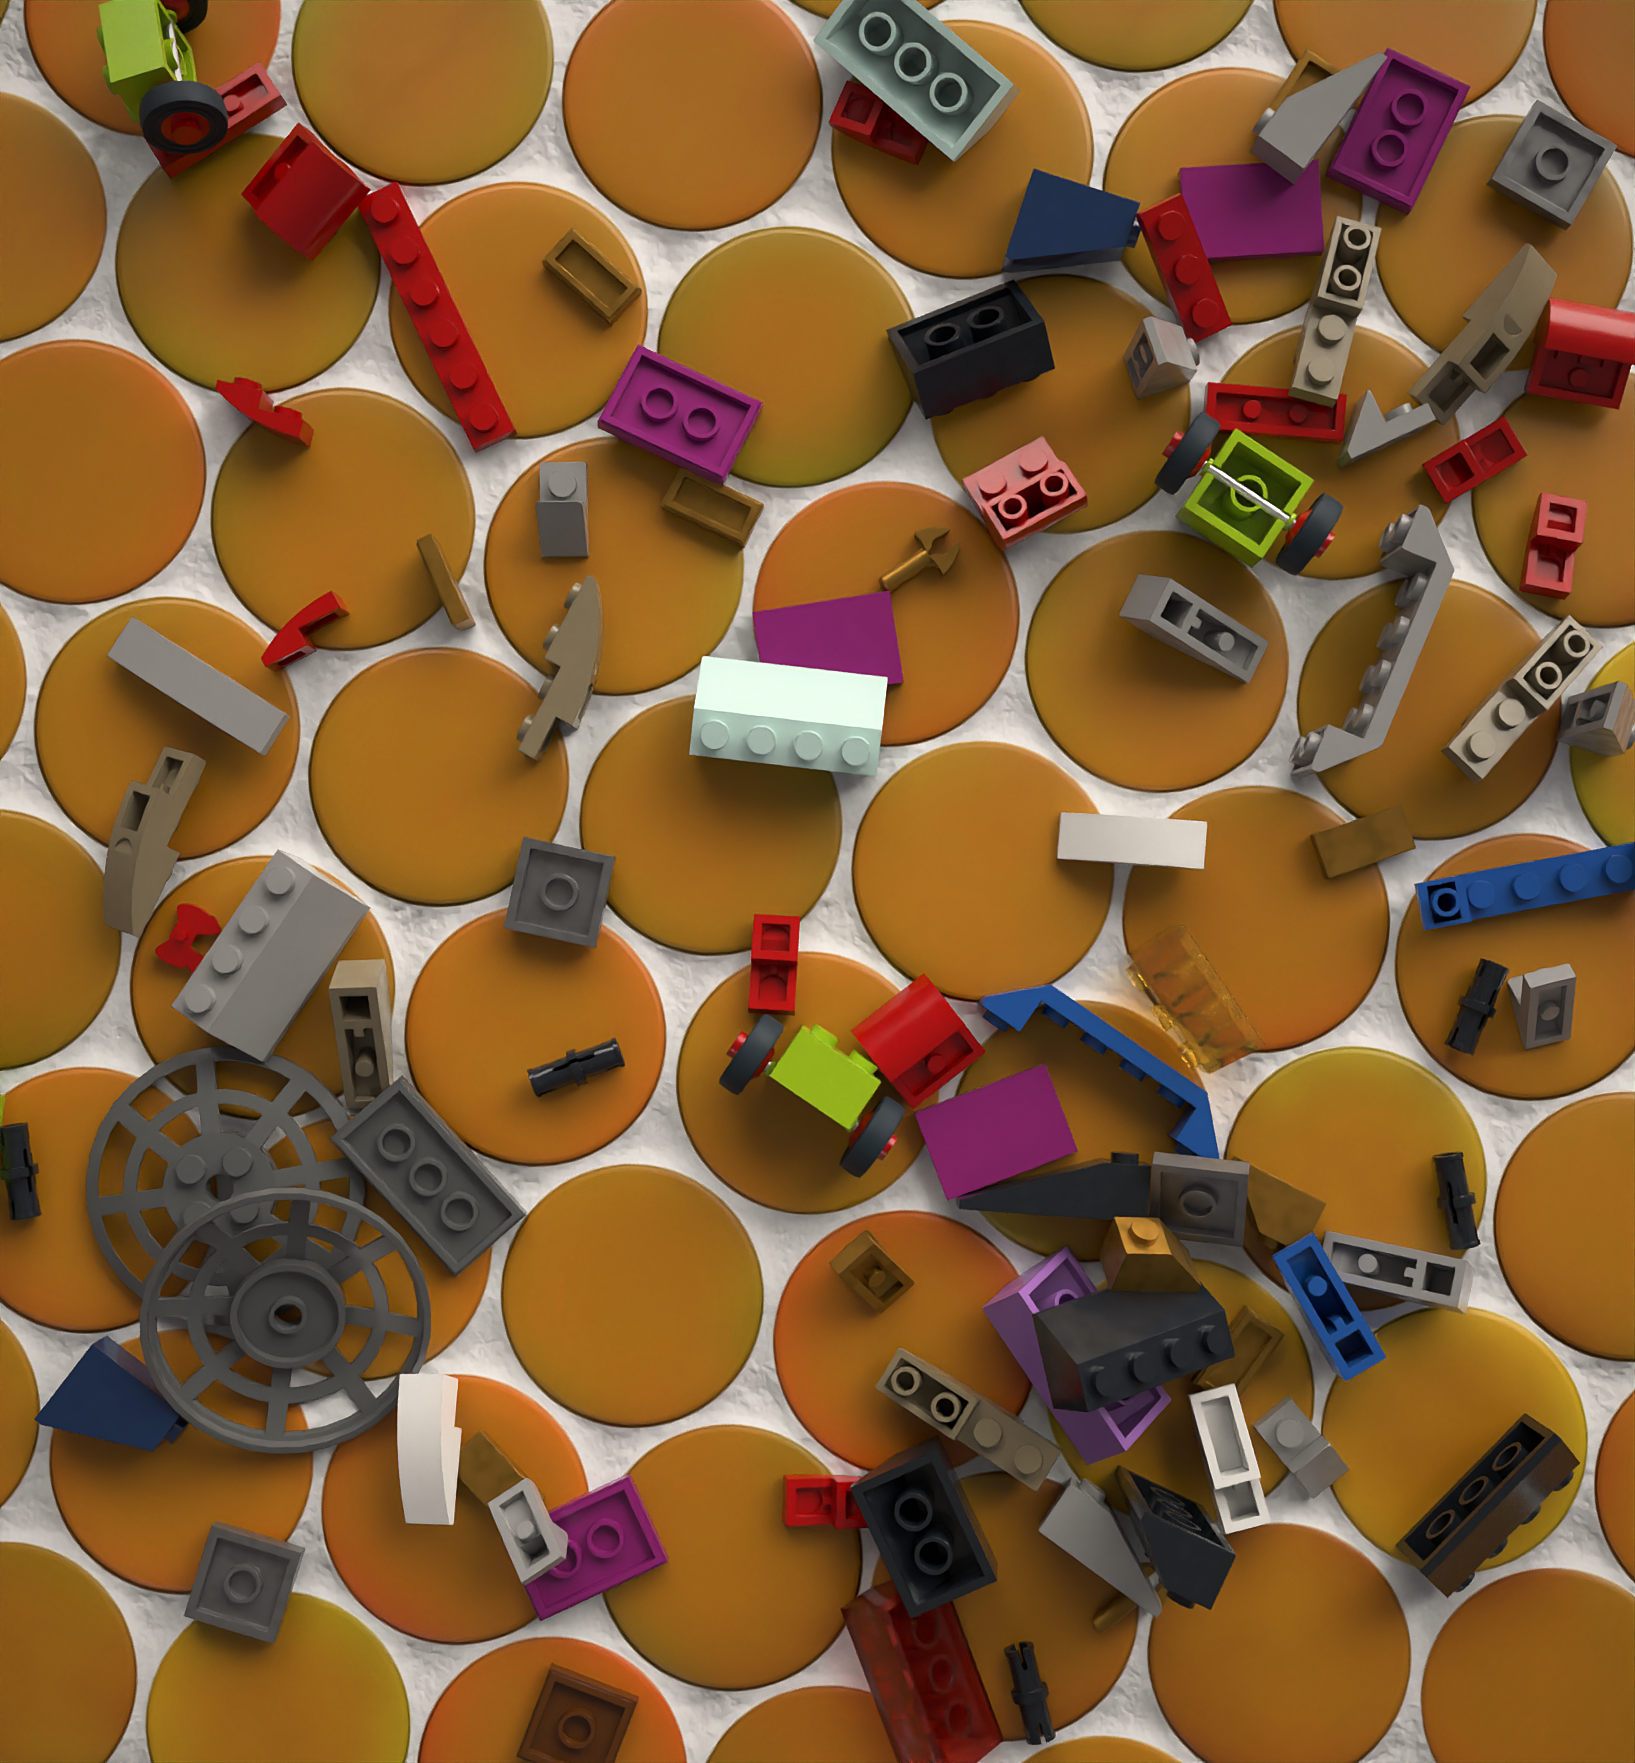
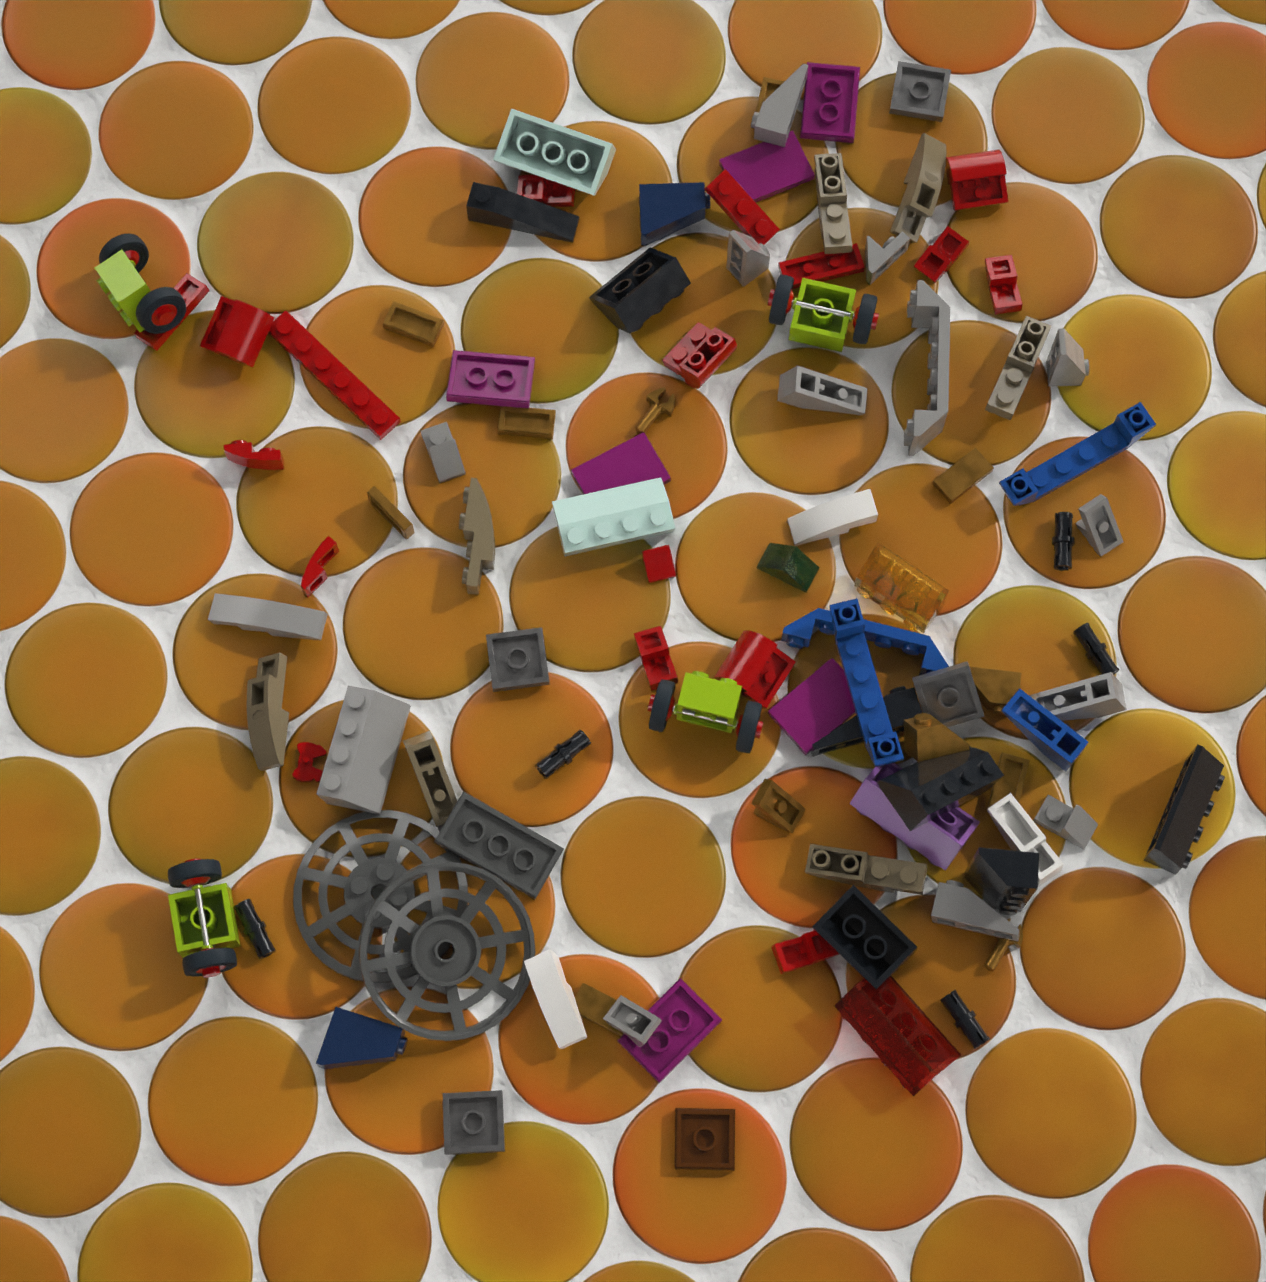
camera: 20 degrees left, 15 degrees down
(825, 147) = (515, 212): none -> black slope
(833, 816) = (658, 563): none -> red slope
(1033, 890) = (788, 565): none -> clear green slope
(1074, 1147) = (863, 683): none -> blue slope

